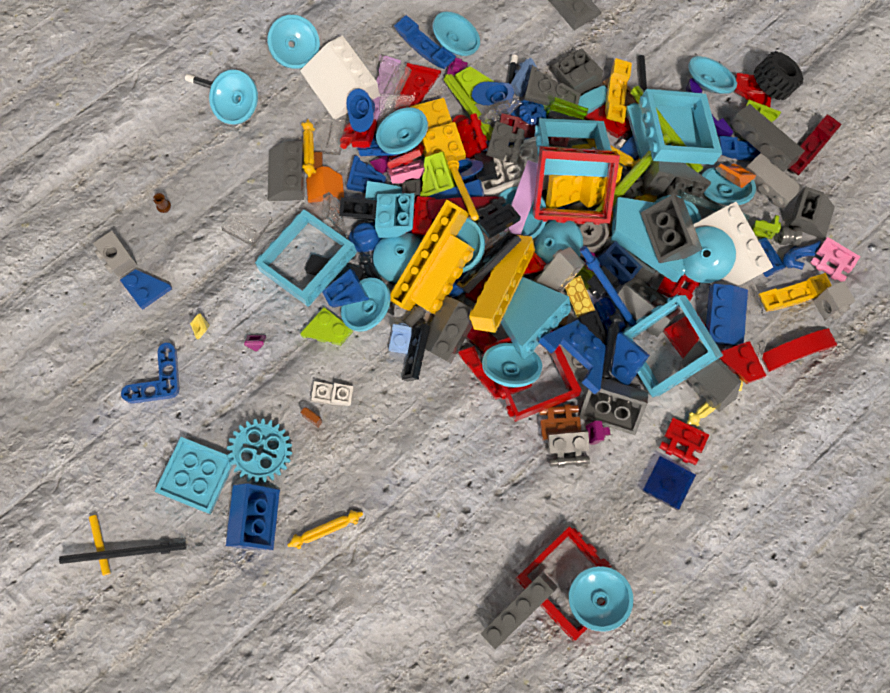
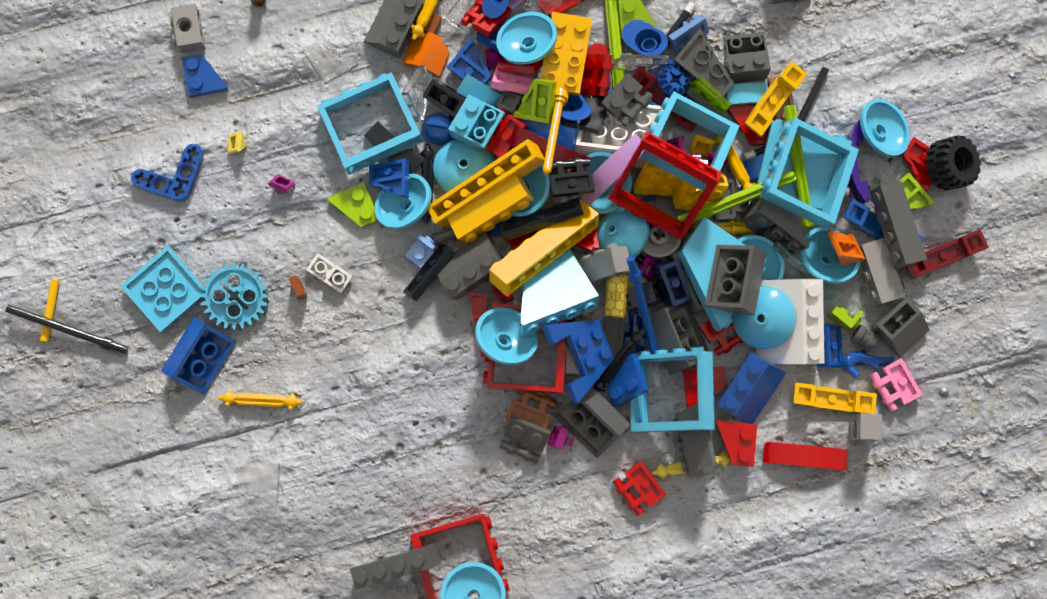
camera: 25 degrees right, 10 degrees up
(669, 483) = (602, 520): clear blue plate -> none

